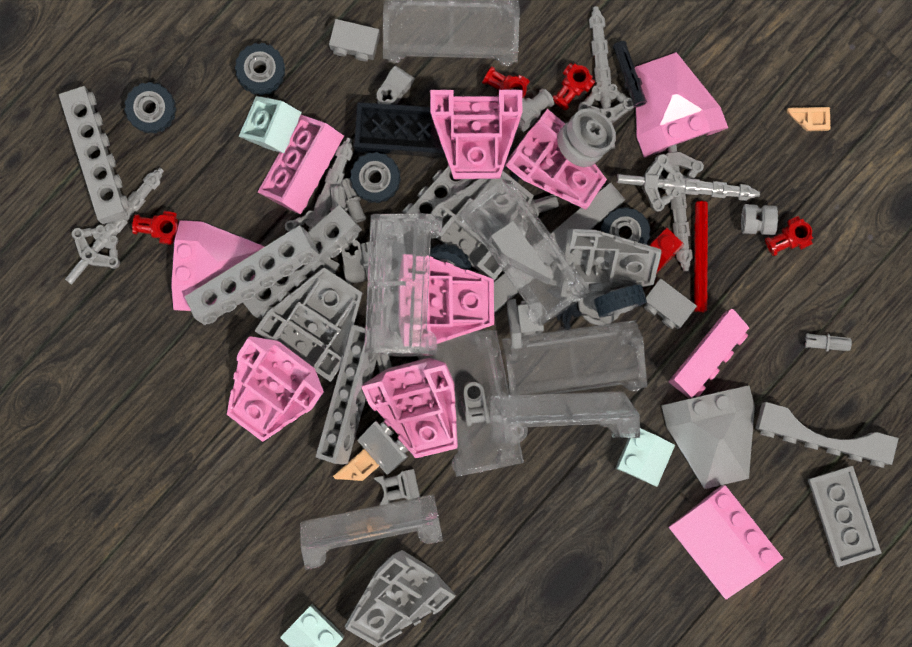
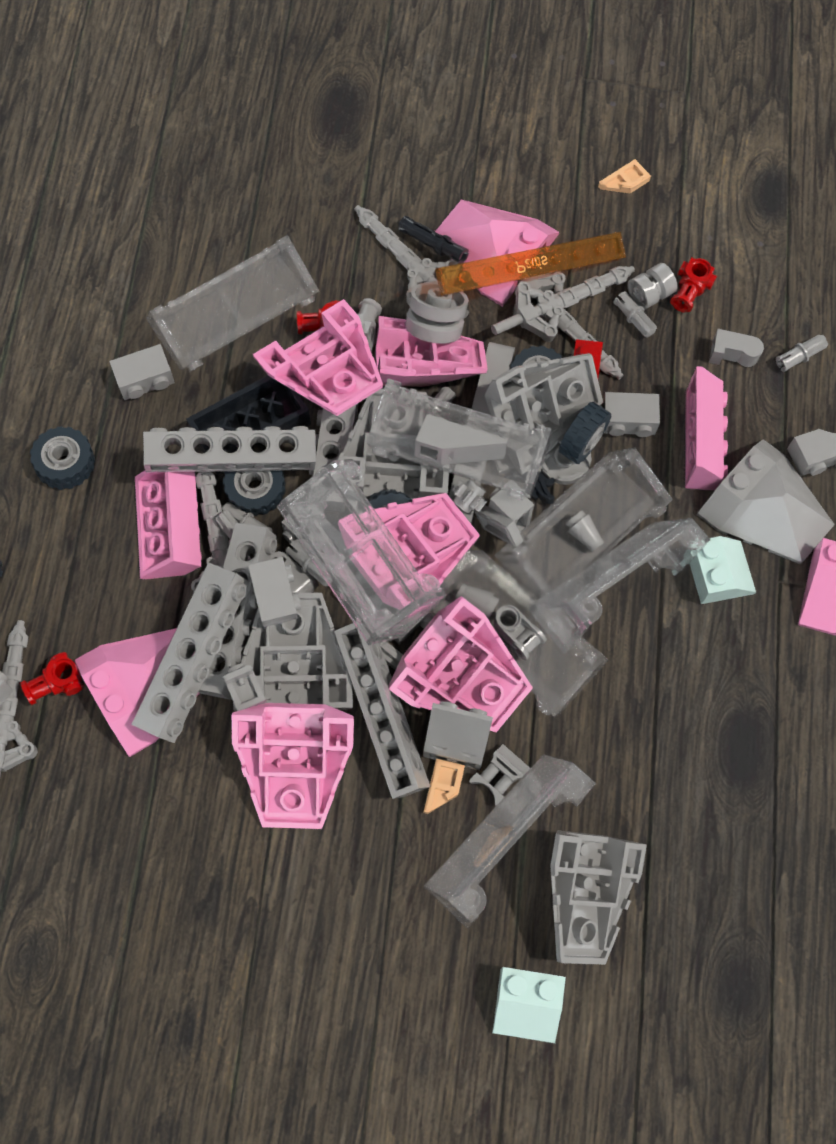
camera: 35 degrees left, 15 degrees down
(268, 324) = (243, 687): none -> light grey bracket
(270, 124) = (109, 501): light aqua slope -> none
(316, 124) = (216, 459): none -> light grey brick
(329, 273) = (273, 591): none -> light grey piece
(396, 85) = (213, 386): light grey piece -> none
(465, 364) = (479, 598): none -> light grey cone
(506, 292) = (469, 495): none -> light grey gear
(572, 86) = (387, 282): red connector -> none
(572, 366) = (584, 530): none -> light grey cone
(681, 146) = (529, 263): none -> clear orange tile
(701, 256) = (623, 353): red axle -> none
(731, 232) = (635, 314): none -> light grey axle
(787, 310) = (736, 348): none -> light grey leg

